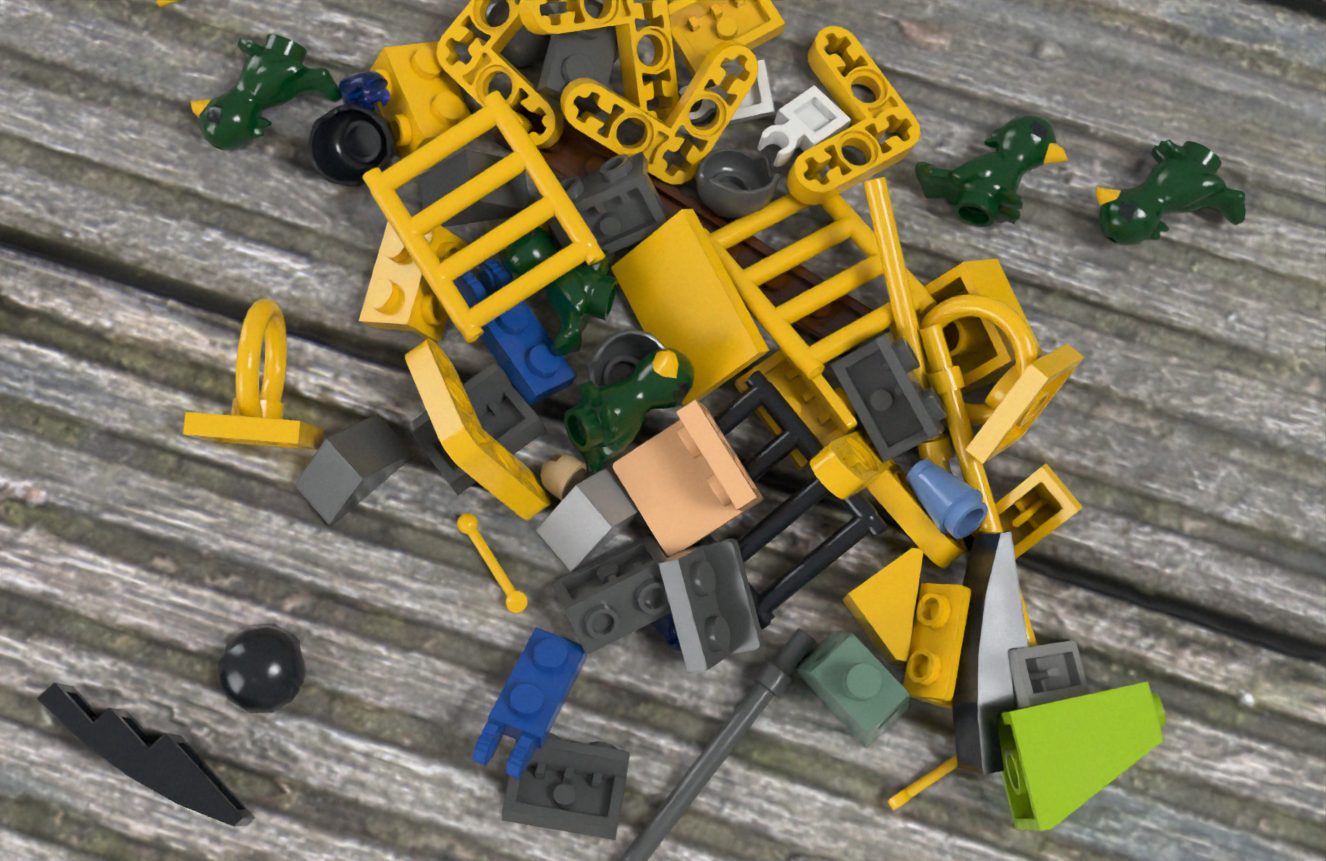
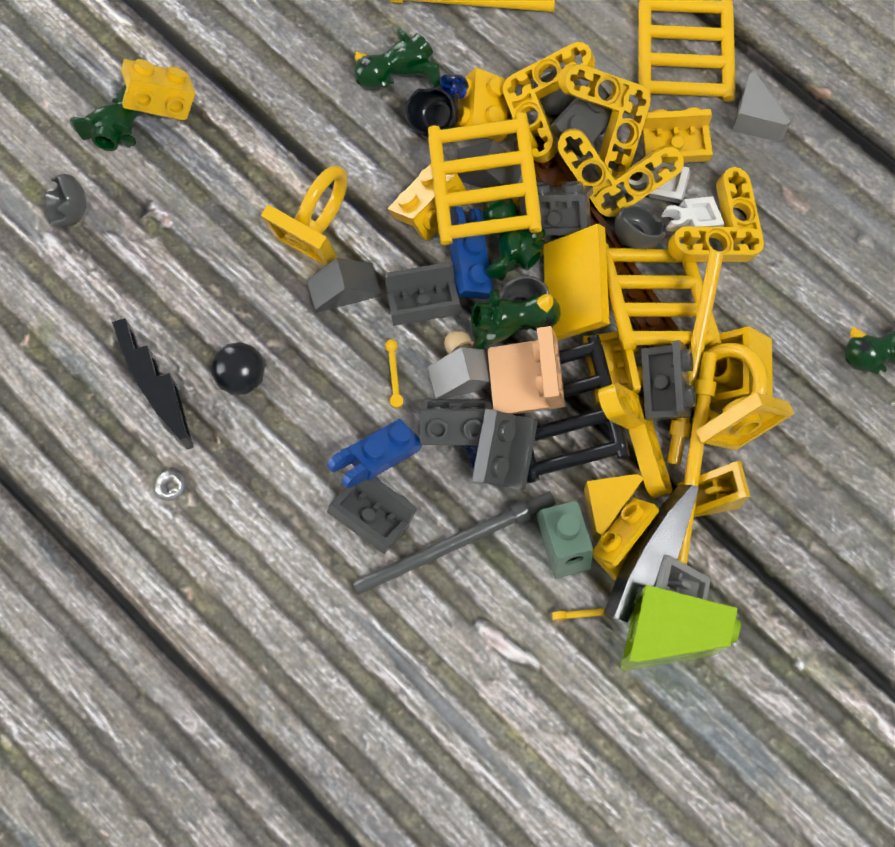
camera: 30 degrees right, 5 degrees down
(465, 439) = (411, 291): yellow beam -> none
(947, 499) = (672, 457): medium blue cone -> none
(988, 184) = (787, 294): dark green animal -> none

